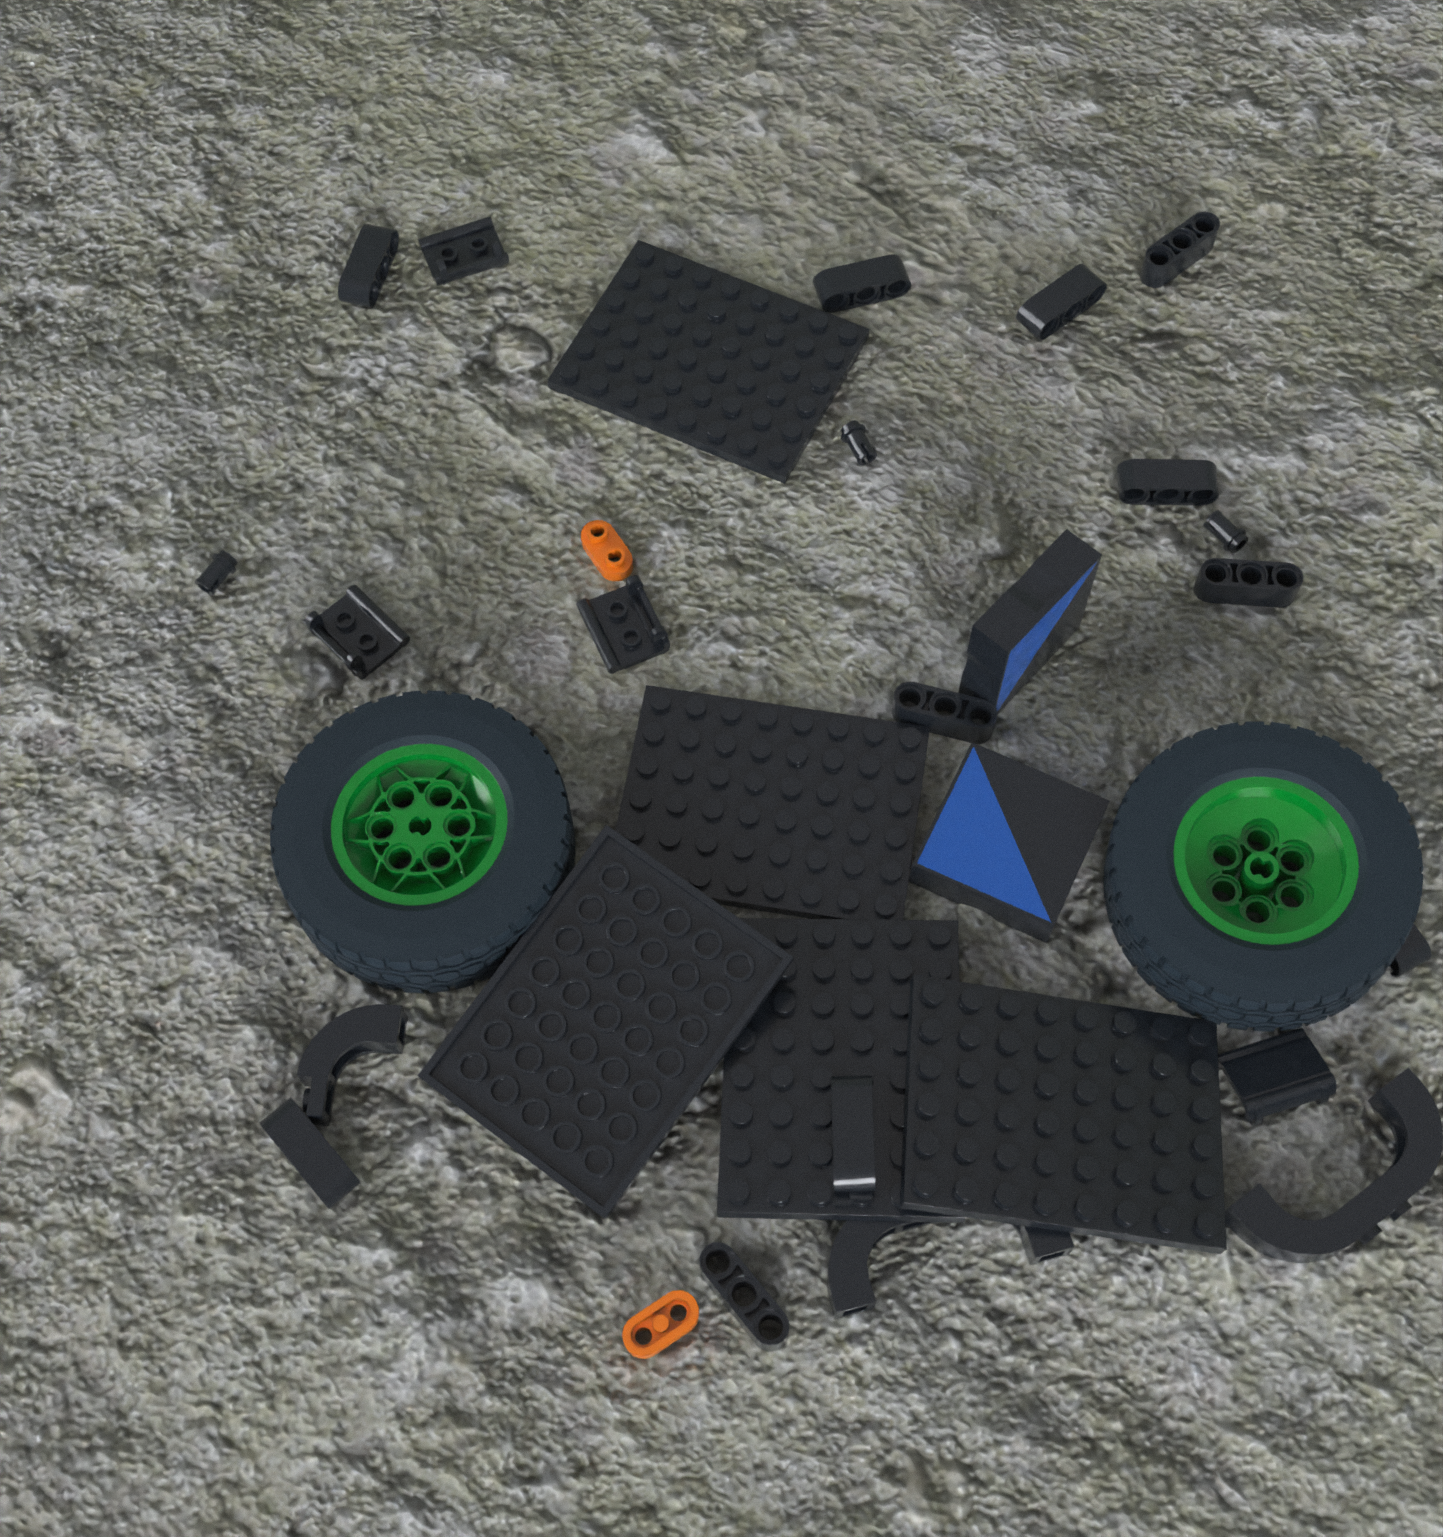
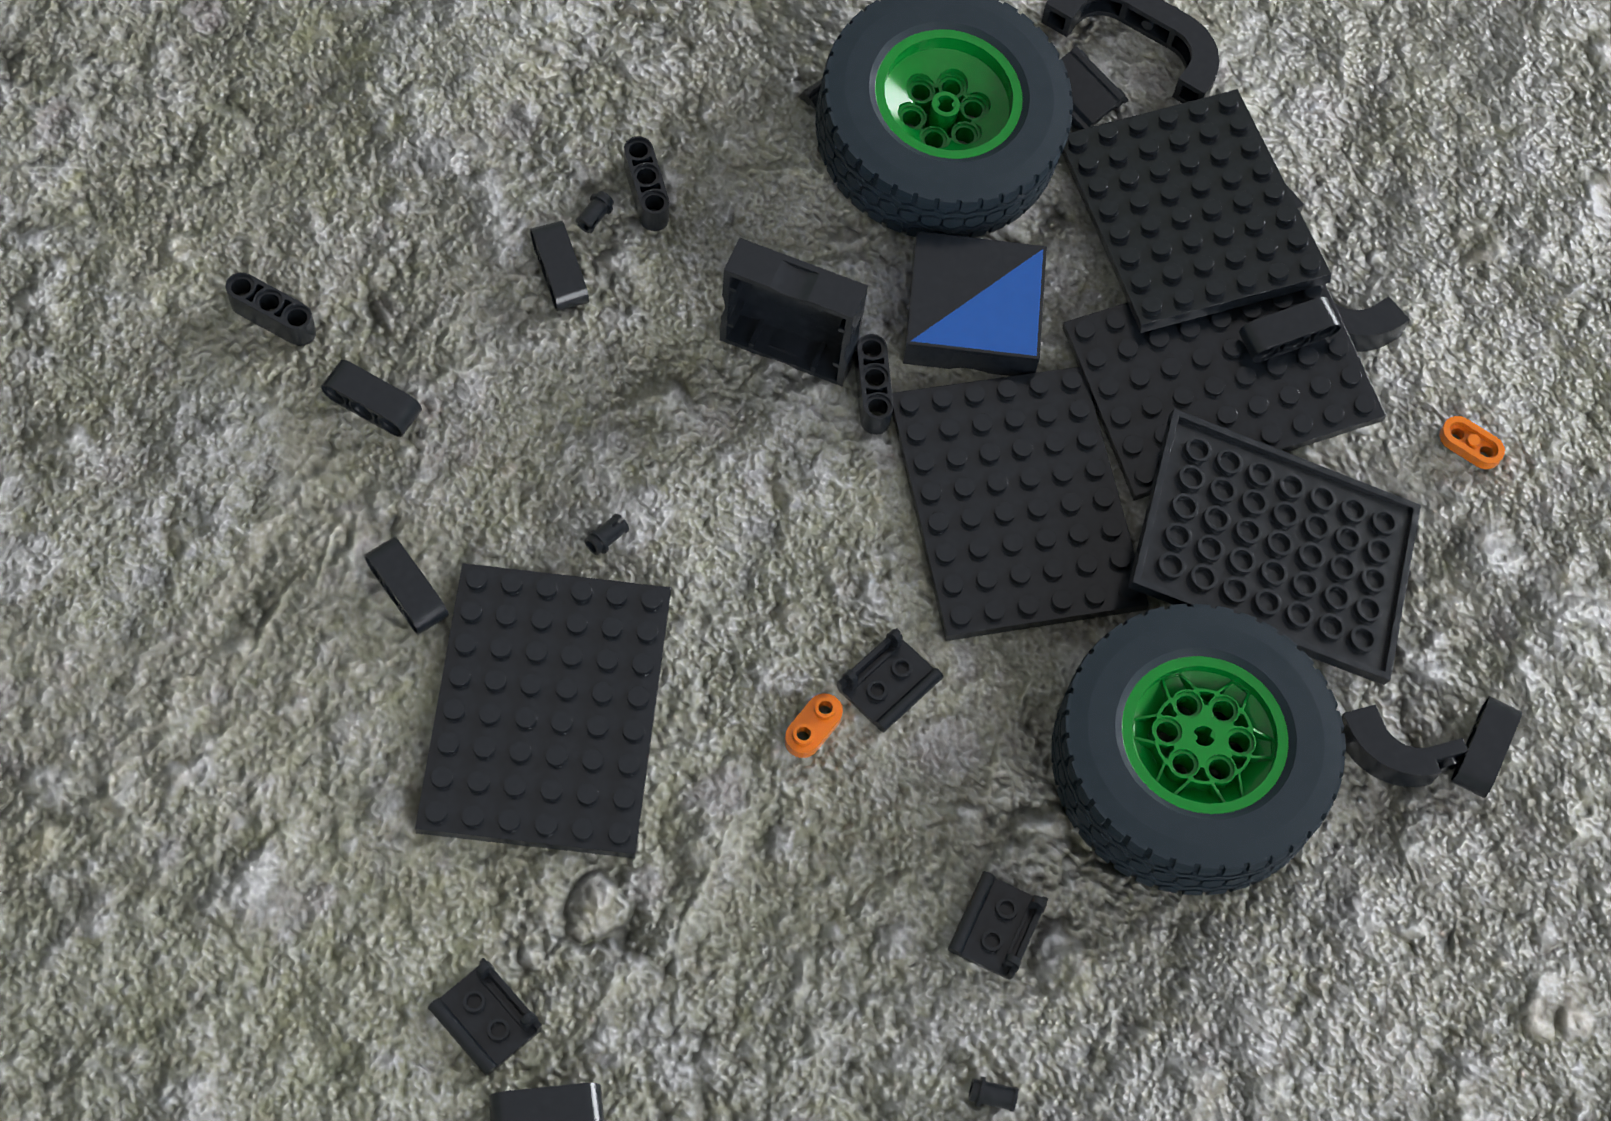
camera: 120 degrees left, 0 degrees up
(737, 1277) = (1418, 402): black beam -> none

